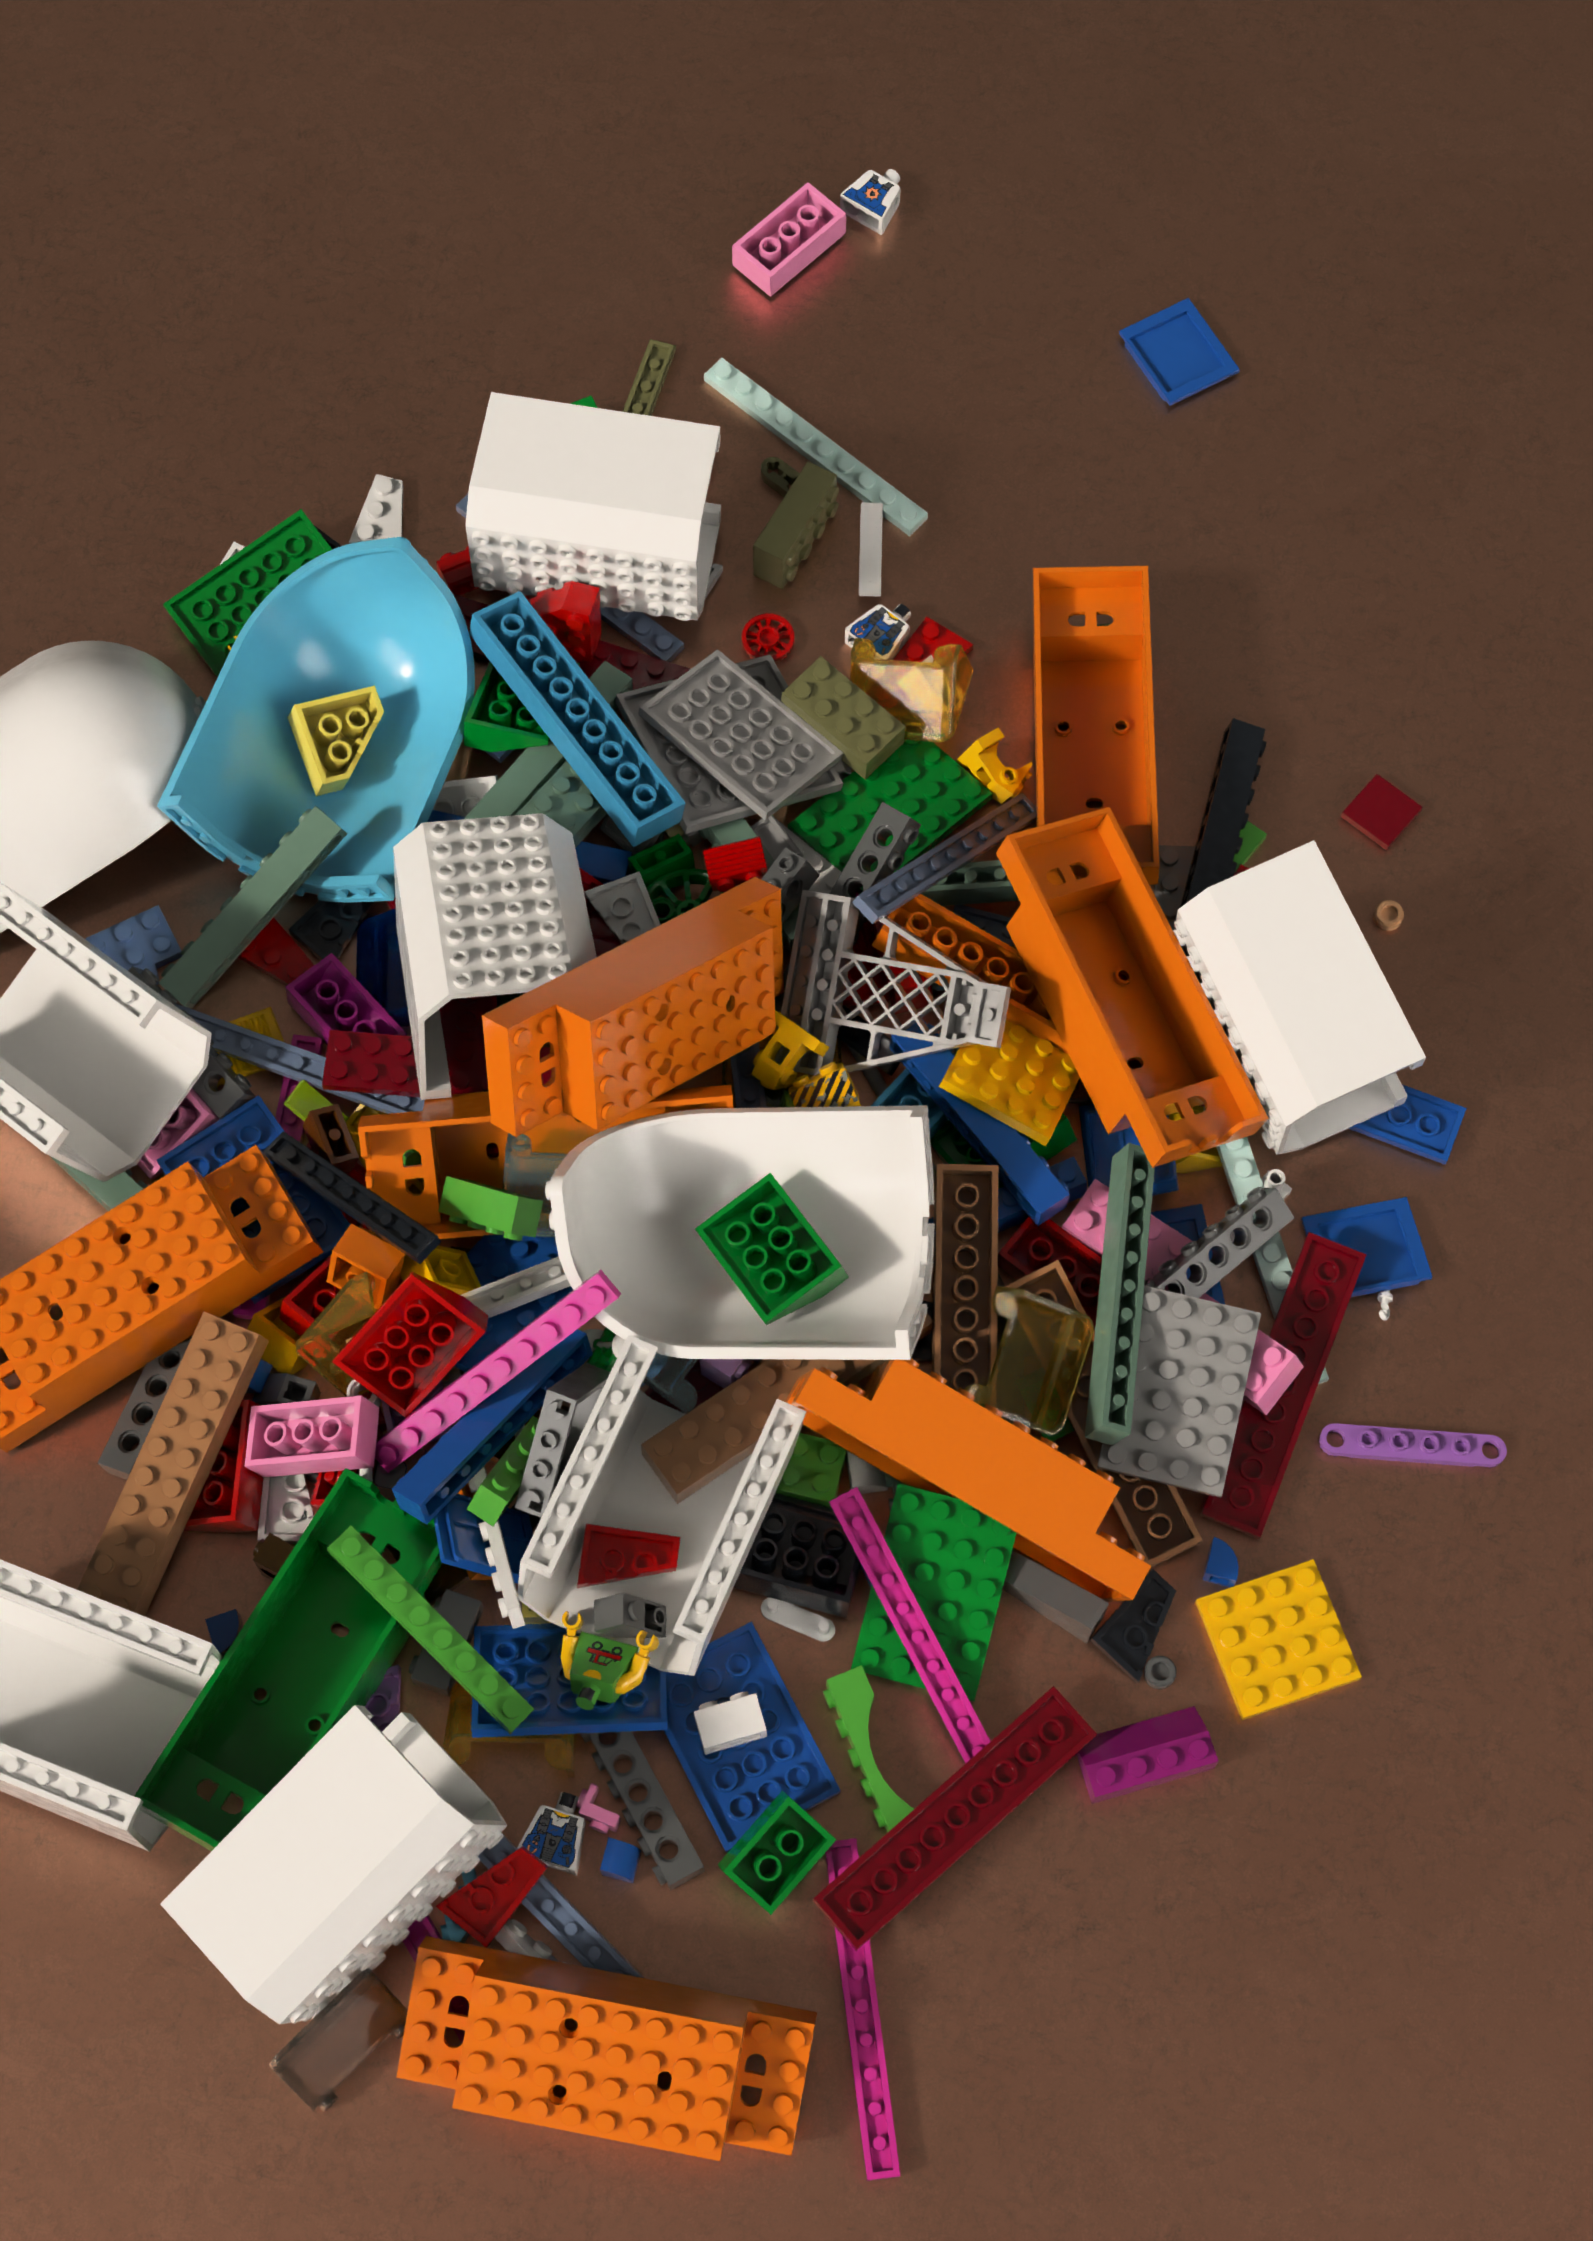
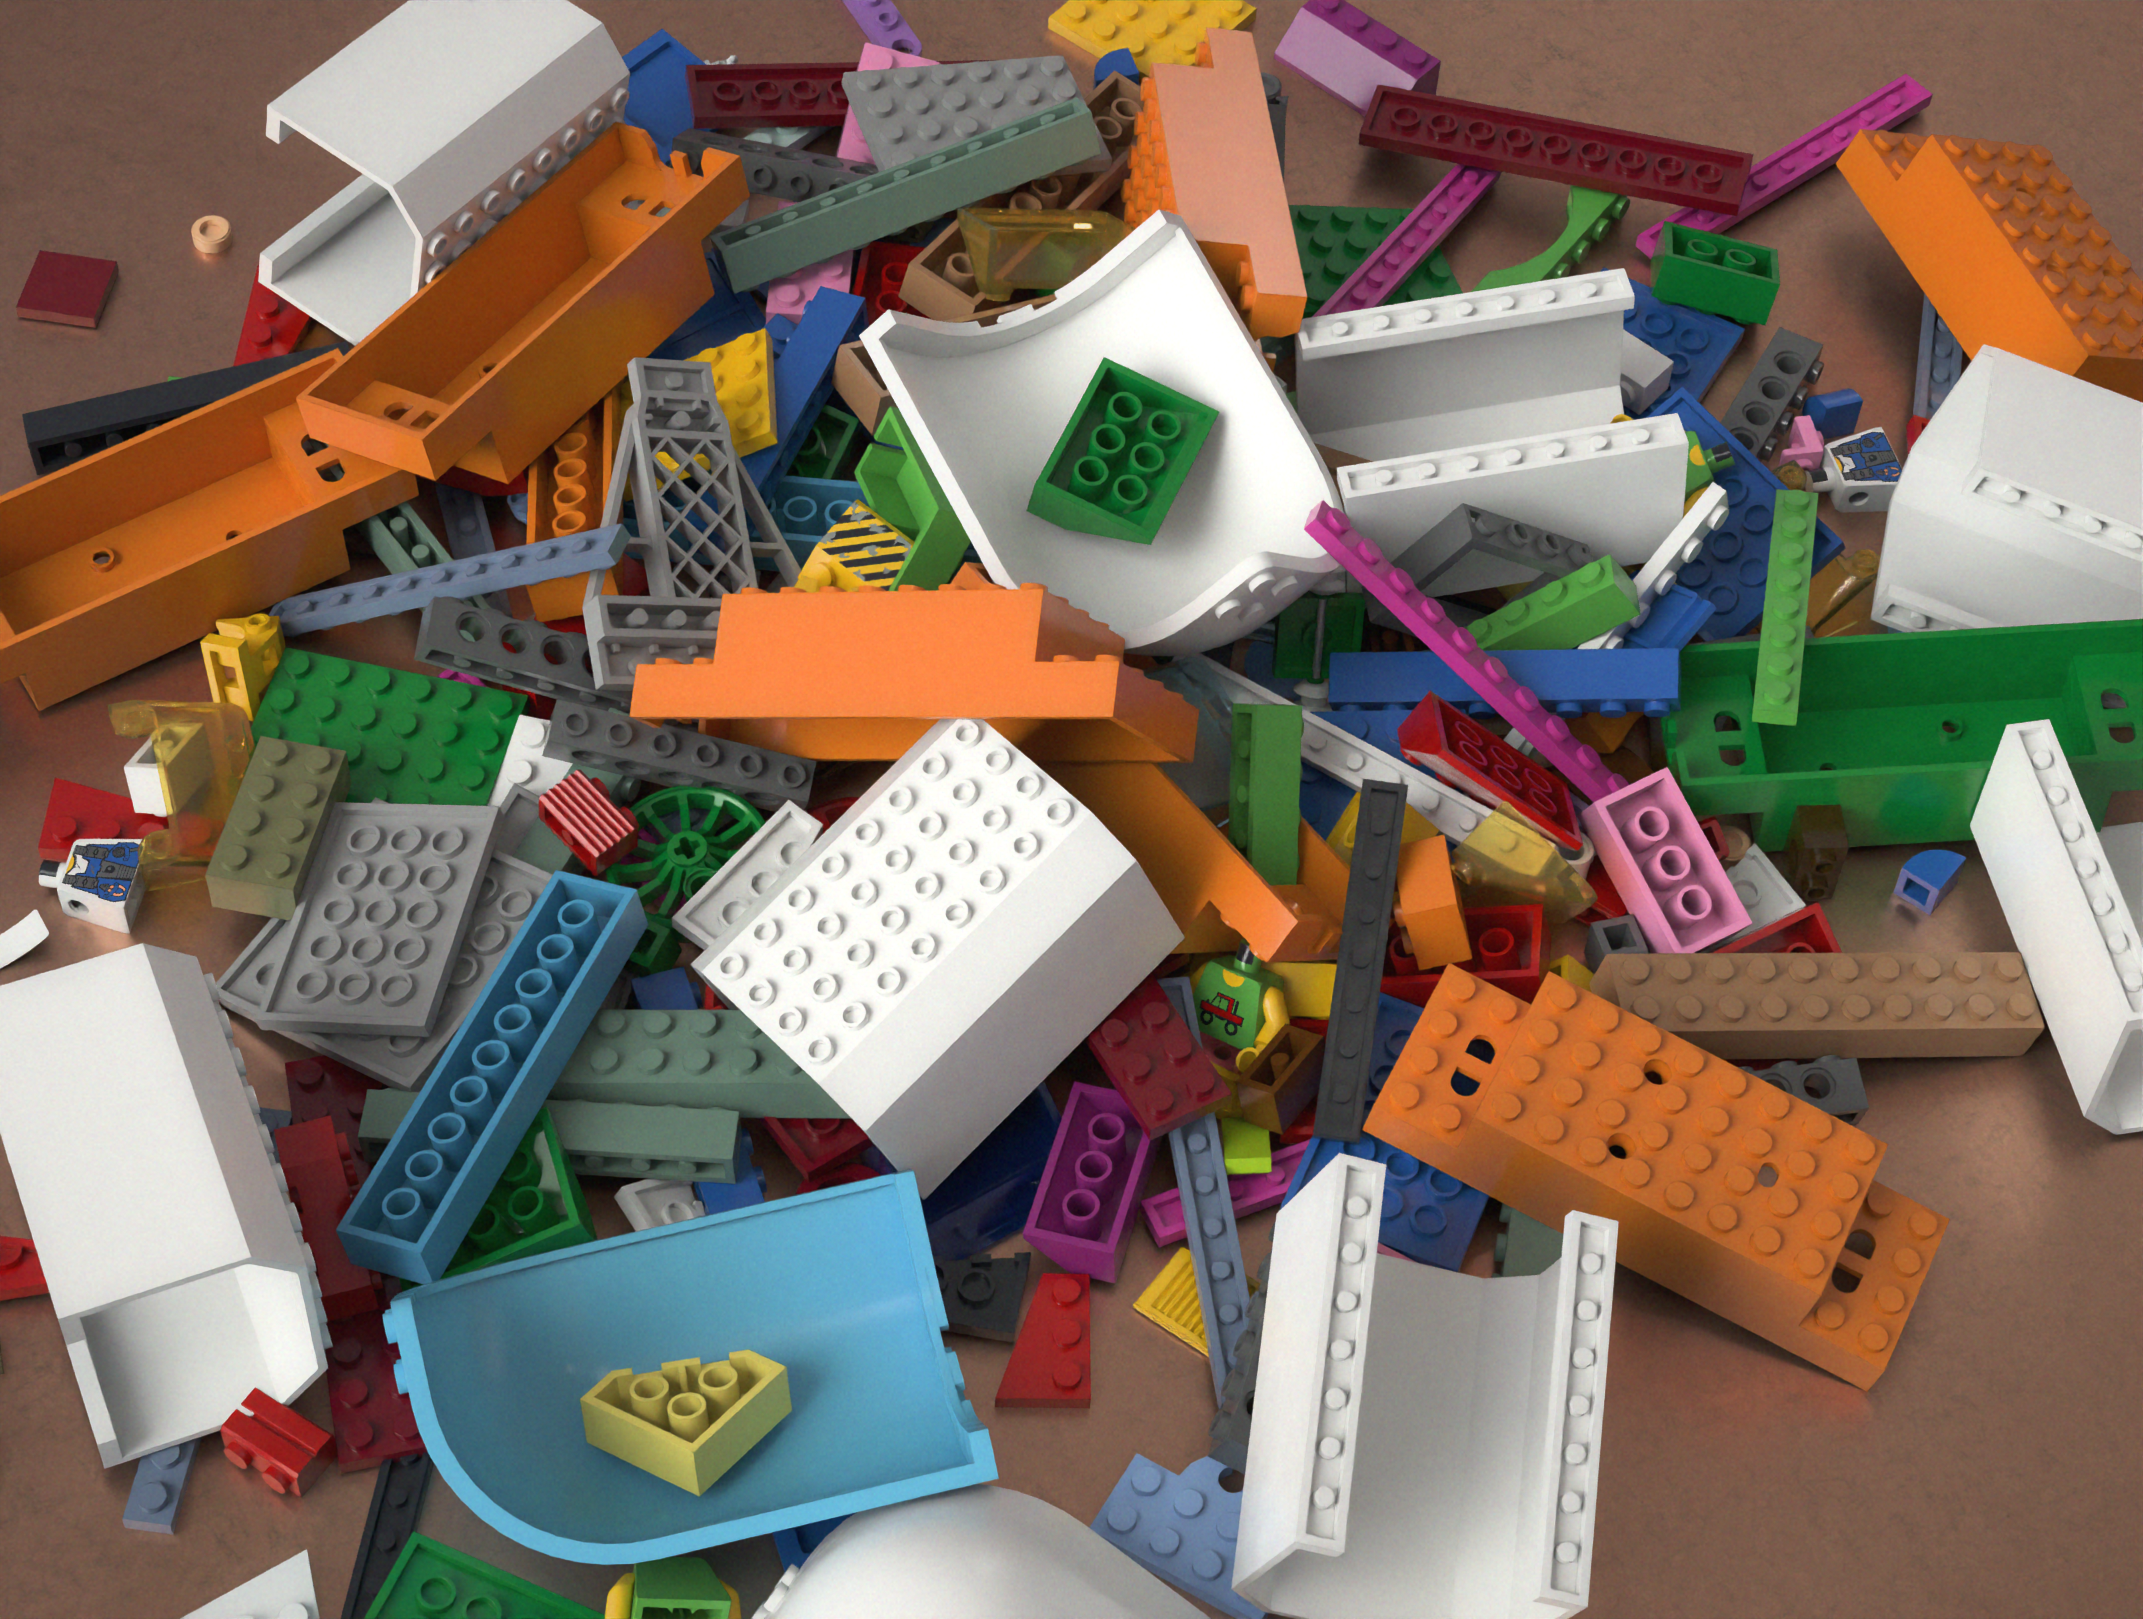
camera: 125 degrees left, 15 degrees down
(252, 907) = (1028, 1354): sand green brick -> none

